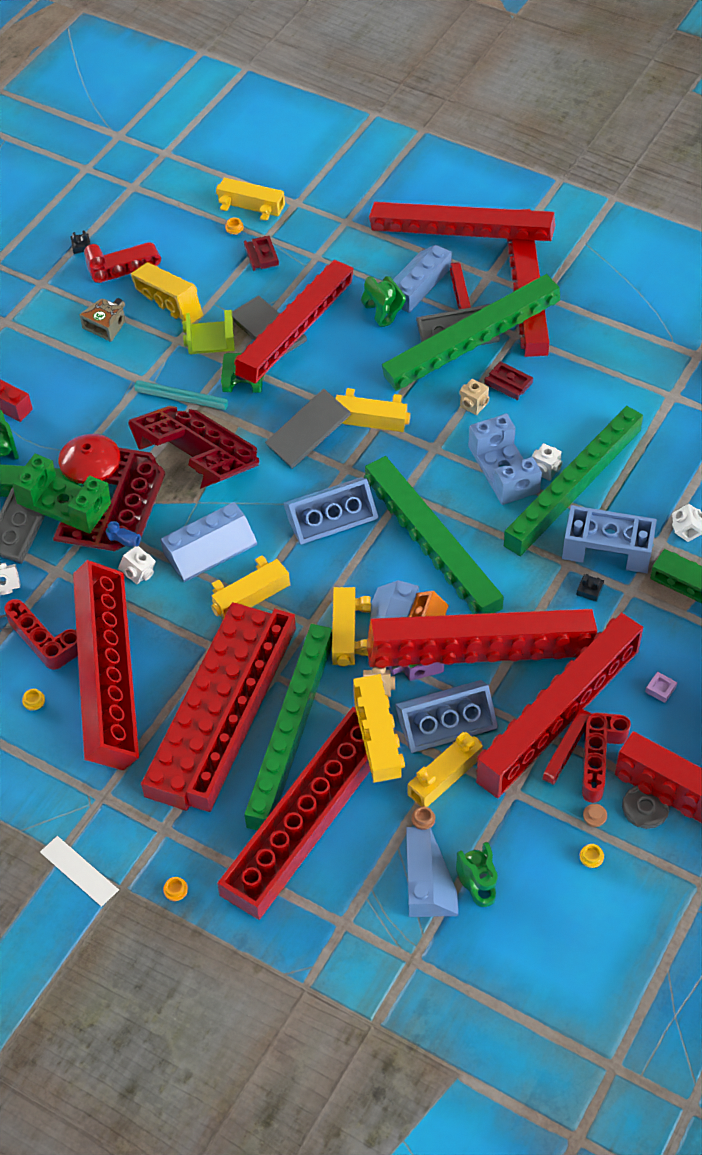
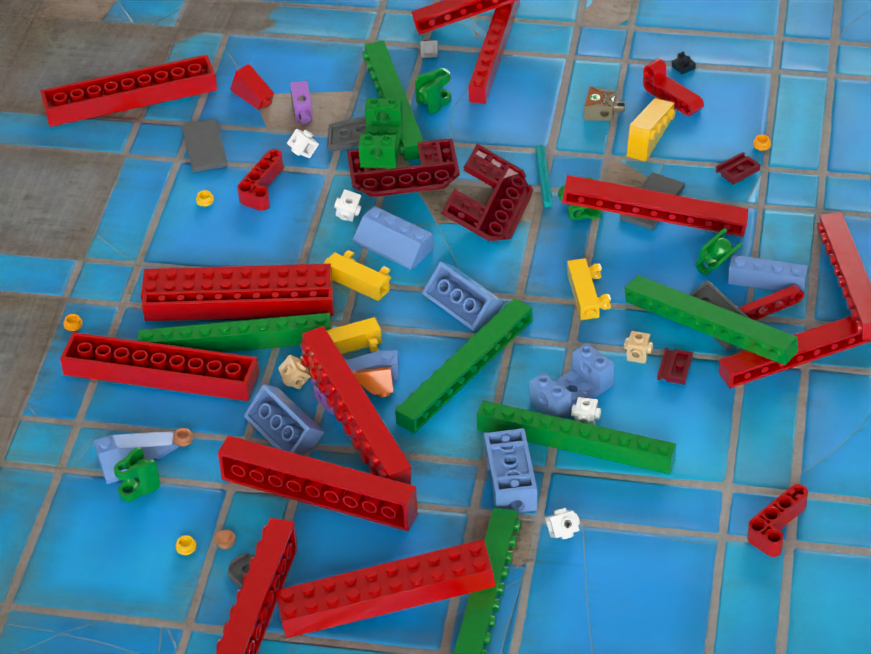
camera: 70 degrees right, 10 degrees down
(79, 871) = (73, 273): white sticker -> none
(88, 456) = (434, 141): red dish -> none
(105, 666) = (242, 216): red brick -> none
(122, 535) = (362, 181): blue arm -> none
(209, 336) = (619, 168): lime panel -> none
(250, 197) = (803, 140): yellow brick -> none
(308, 428) = (541, 255): dark grey tile -> none
(377, 728) = (231, 368): yellow wedge -> none
(445, 770) = (215, 430): yellow brick -> none
(566, 747) = (313, 505): red beam -> none
(590, 587) = (461, 480): black tile -> none
(597, 756) = (305, 517): red beam -> none
(661, 687) = (371, 550): lavender plate -> none

